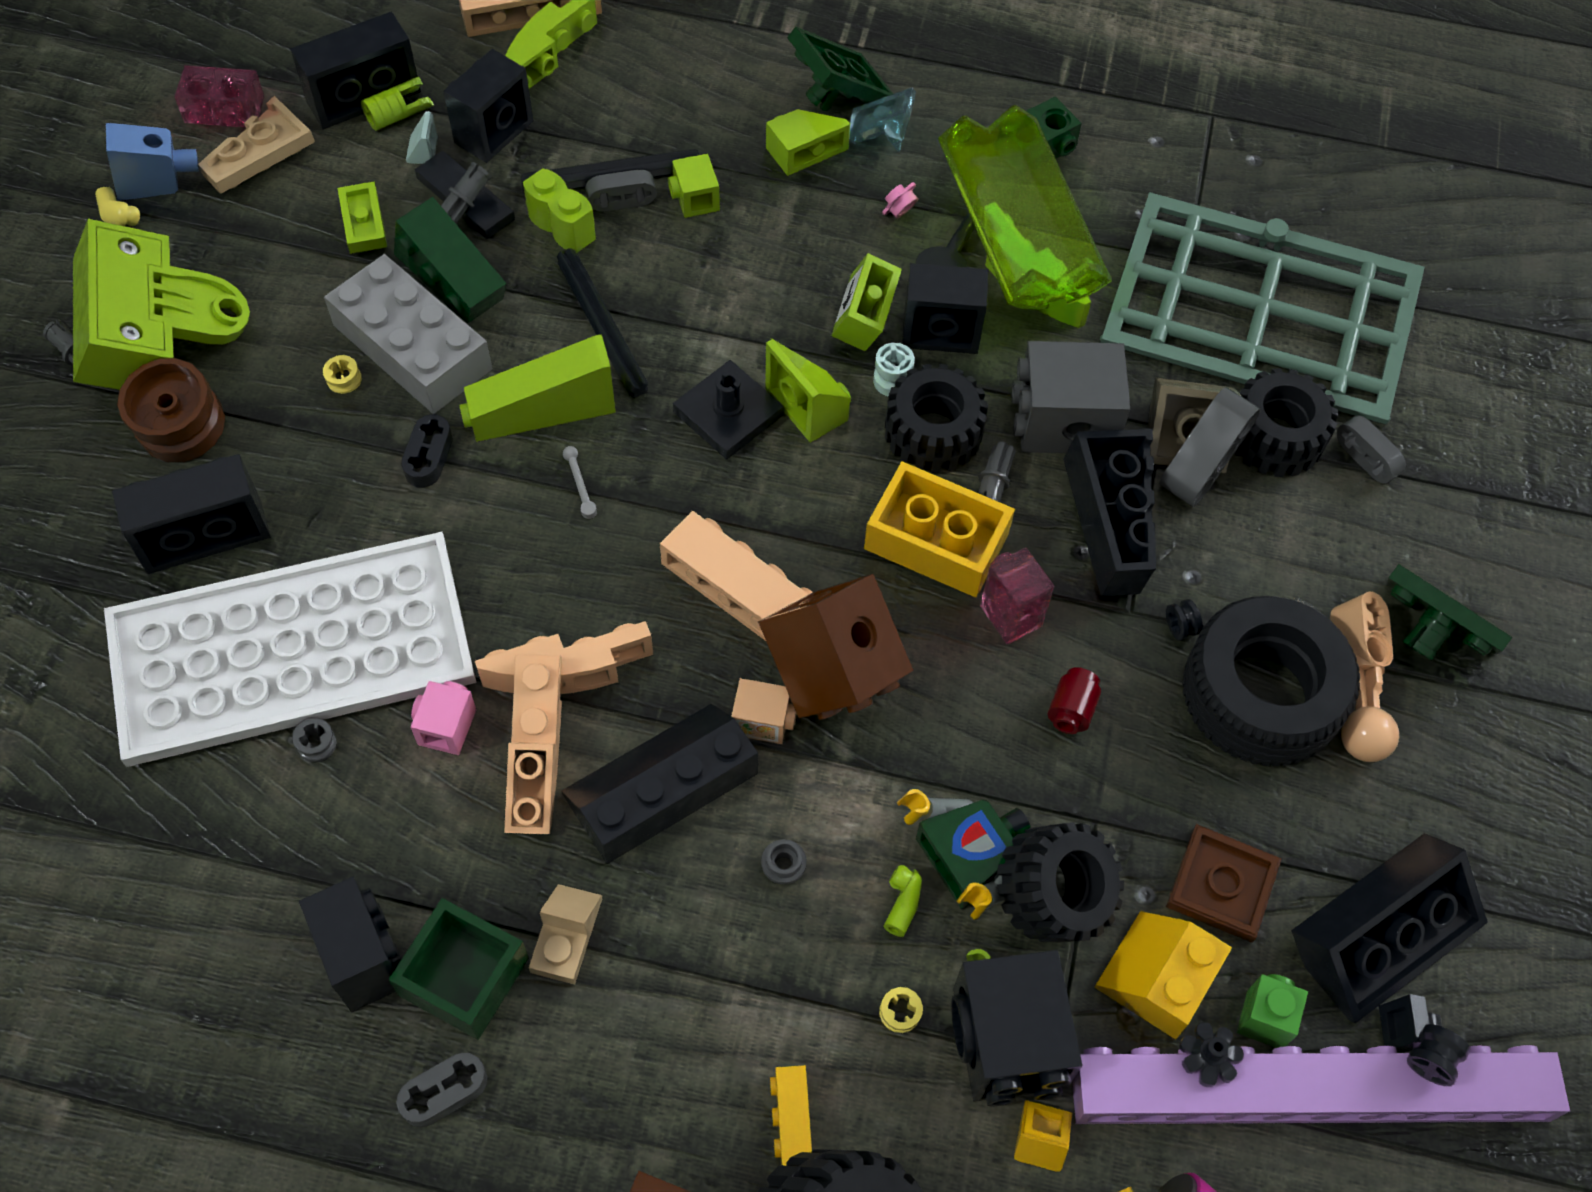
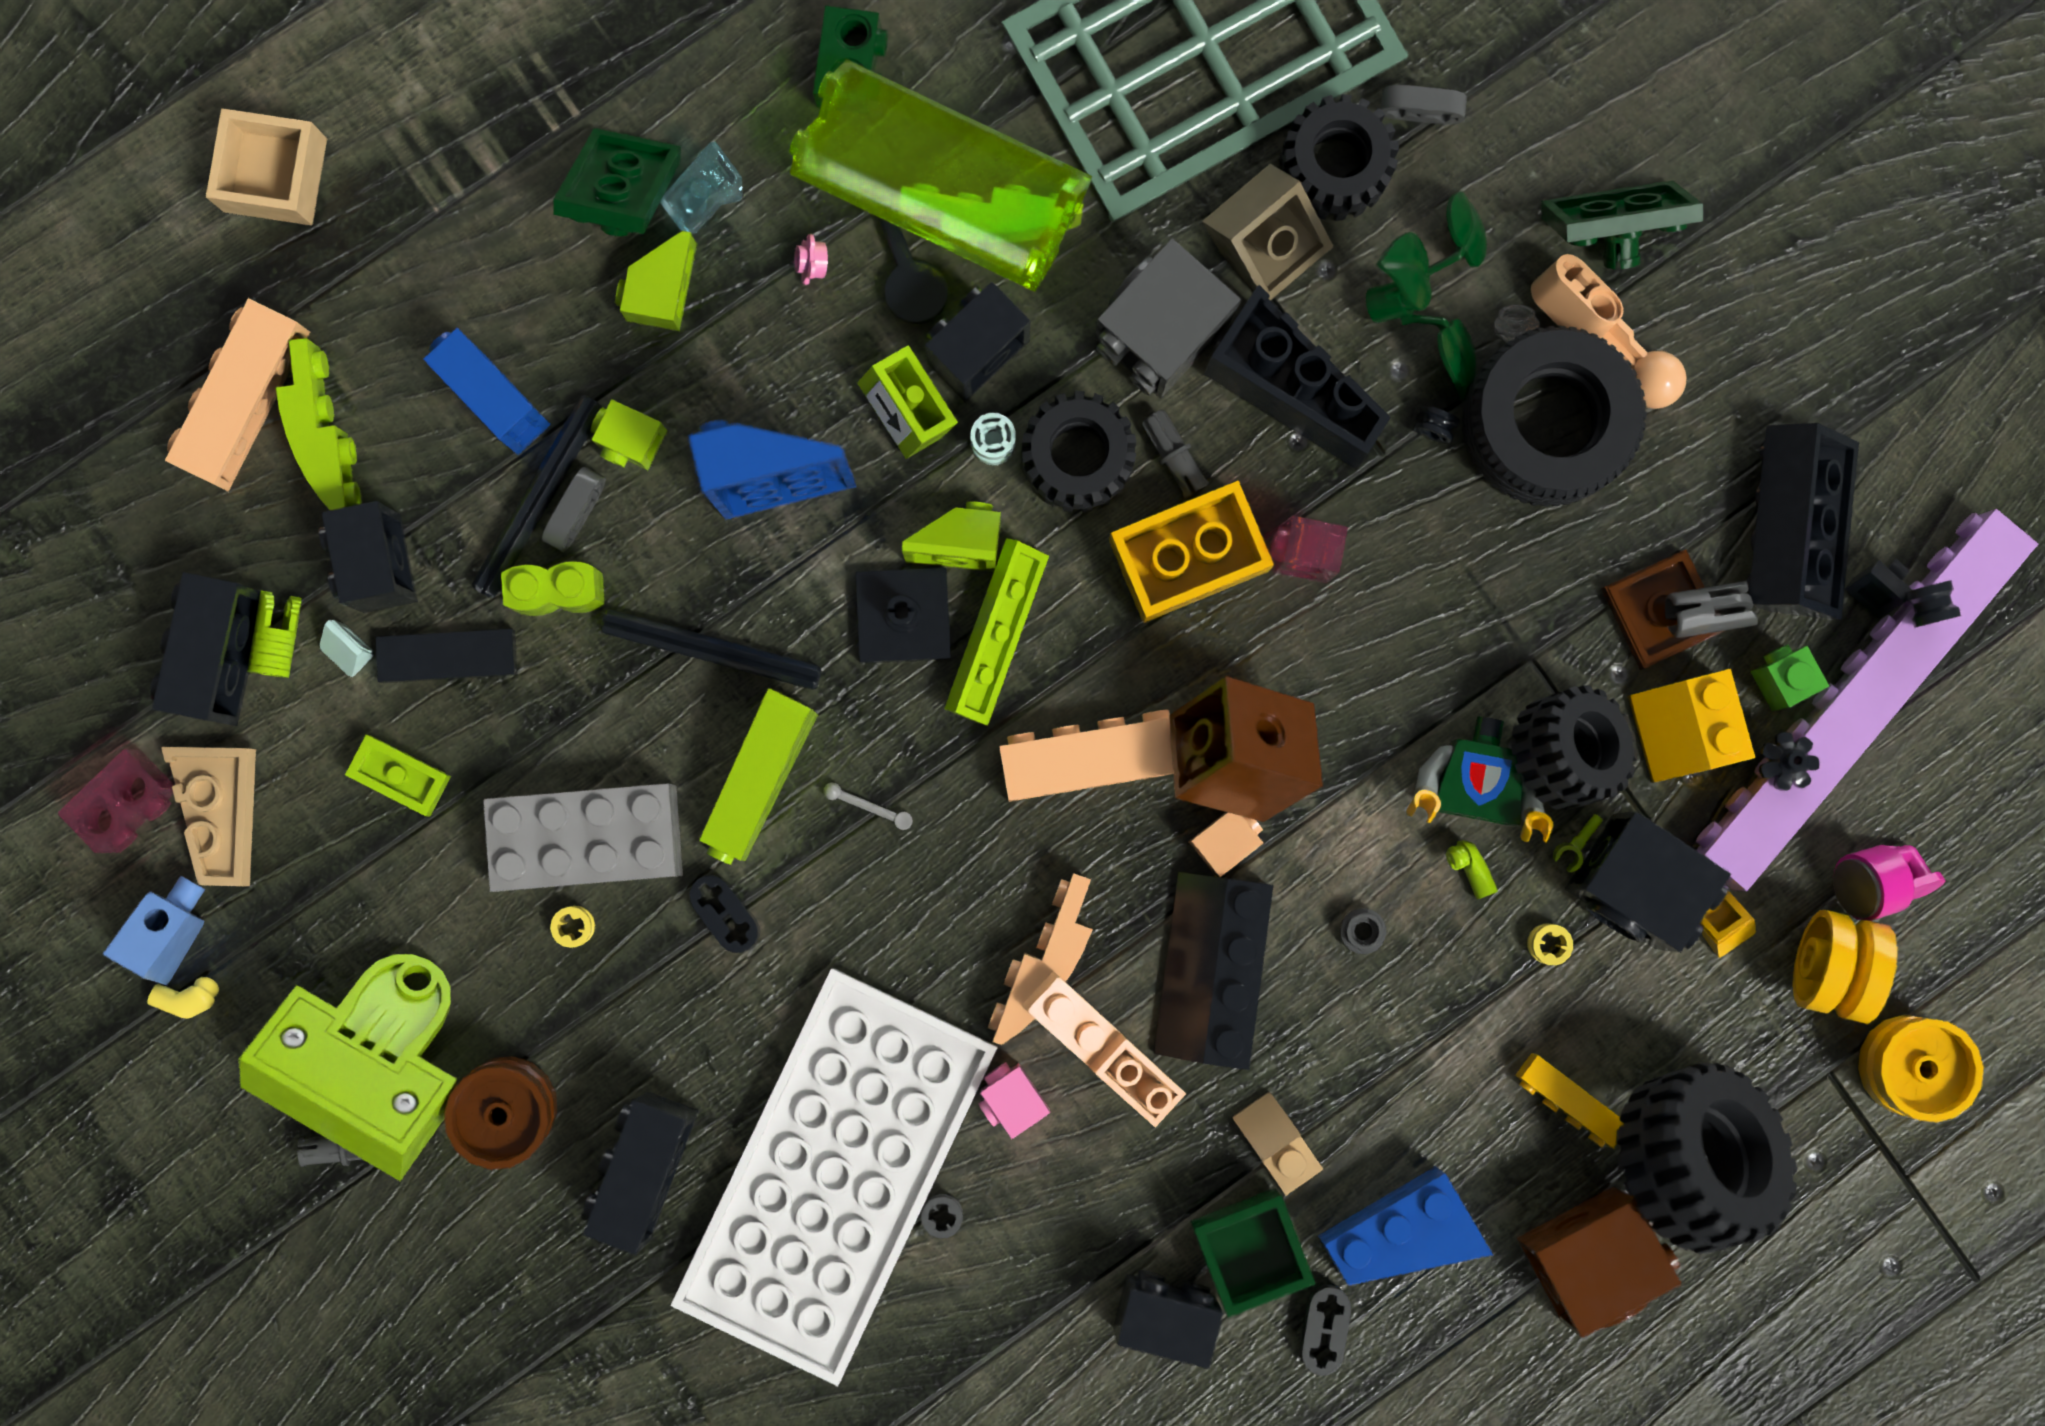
camera: 50 degrees left, 25 degrees up
(447, 261) = (534, 744): dark green wedge -> none
(465, 191) = (461, 670): dark grey axle -> none
(573, 1078) = (1405, 1232): none -> blue wedge
(649, 94) = (485, 390): none -> blue window
(741, 235) = (760, 469): none -> blue slope
(769, 463) = (996, 632): none -> lime plate
(1075, 701) = (1430, 583): dark red brick -> none
(1209, 446) = (1316, 251): dark grey beam -> none
(1259, 902) = (1710, 610): none -> dark grey arm
(1260, 480) = (1409, 268): none -> dark green plant

